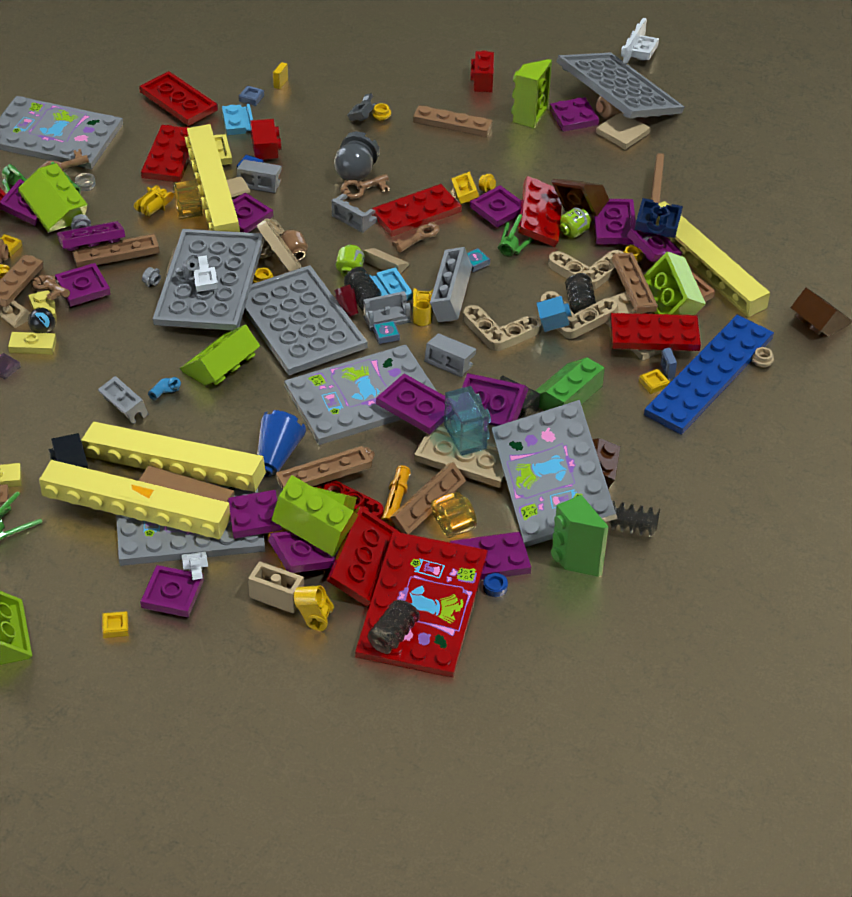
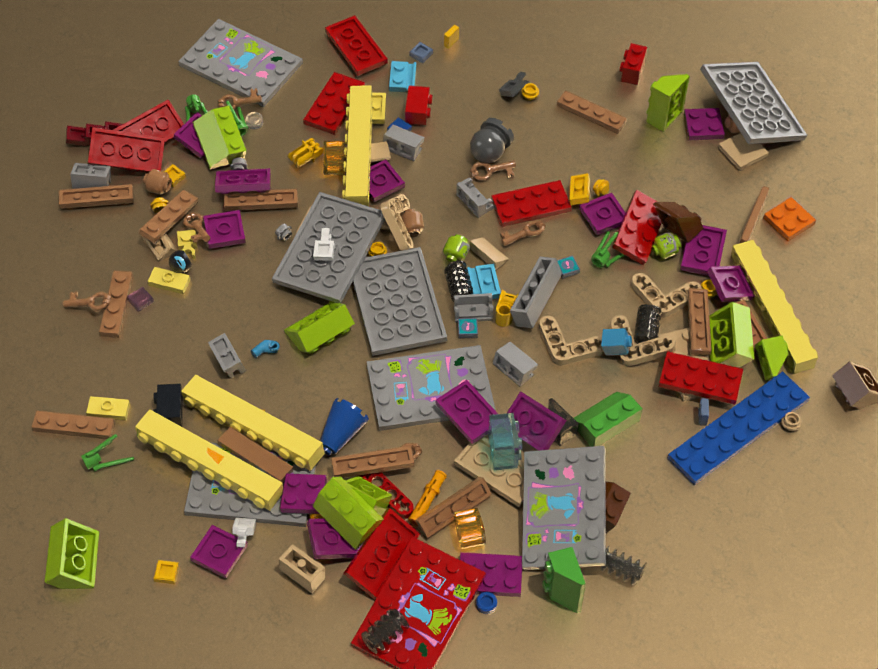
camera: 15 degrees right, 10 degrees up
(186, 270) = (311, 237): light grey arm -> none
(313, 606) = (327, 594): yellow piece -> none
(346, 298) = (441, 290): dark red cone -> none
(638, 44) = (788, 58): white bracket -> none
(653, 381) = (686, 425): yellow tile -> none
(668, 221) = (745, 268): dark blue brick -> none
(692, 182) = (789, 219): none -> orange plate
(721, 299) = (771, 355): none -> lime slope

